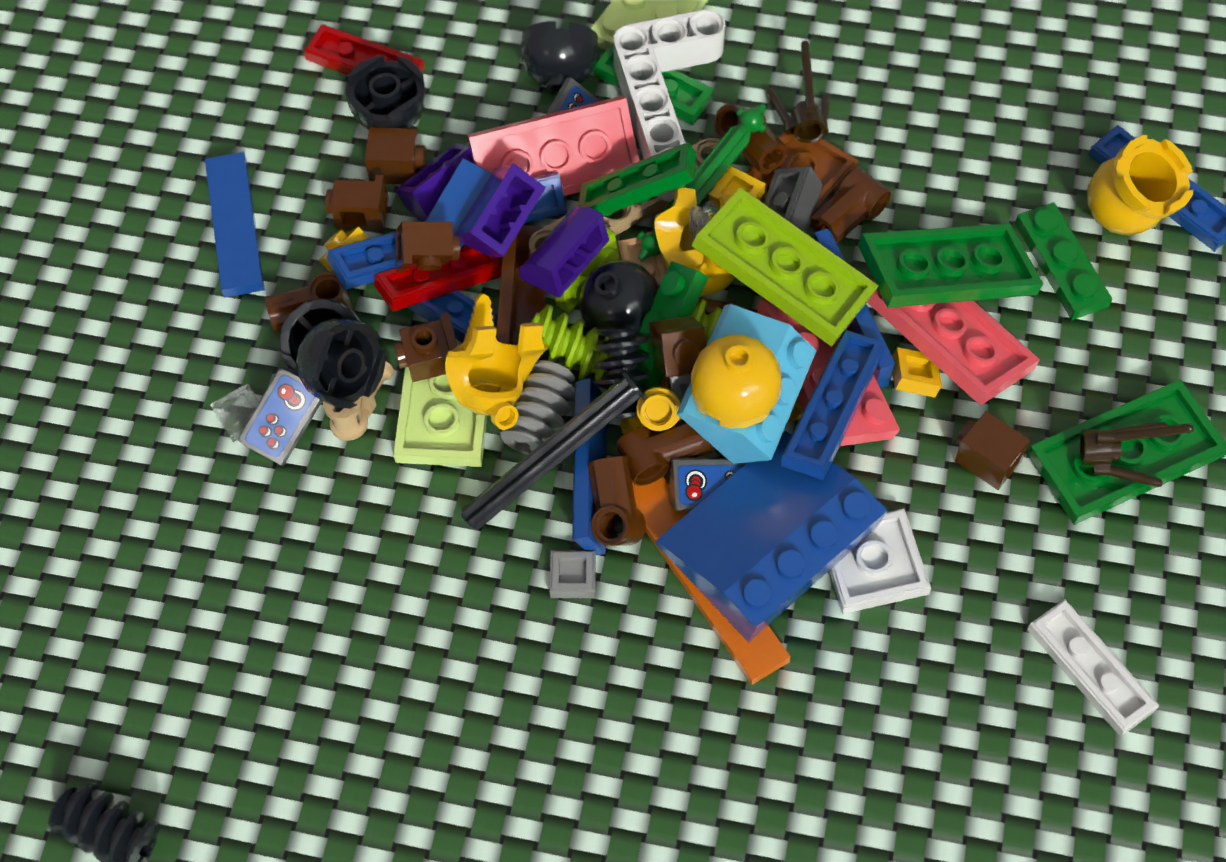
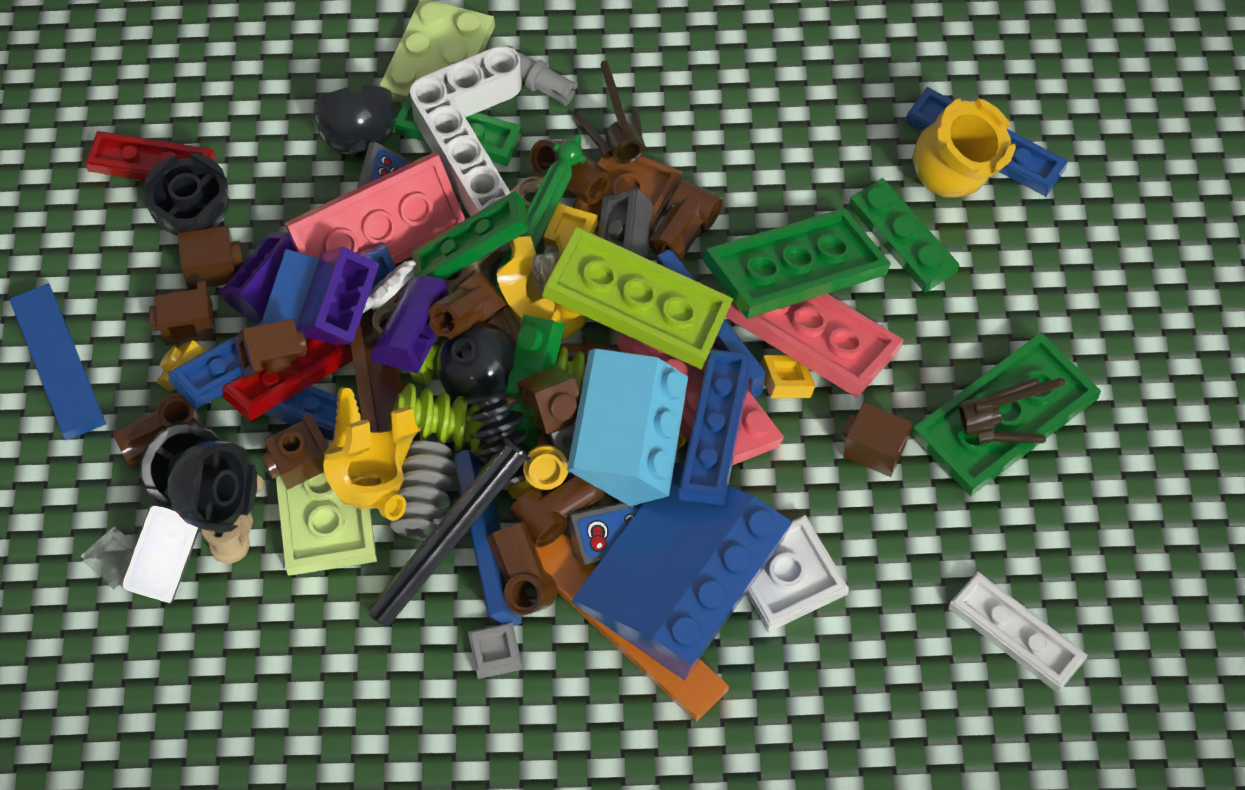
camera: 15 degrees left, 0 degrees up
(550, 212) = (389, 285): none -> white gear
(623, 241) = (469, 303): none -> reddish brown piece
(736, 381) = (619, 426): yellow cylinder -> none
(742, 49) = (540, 77): none -> light grey pin

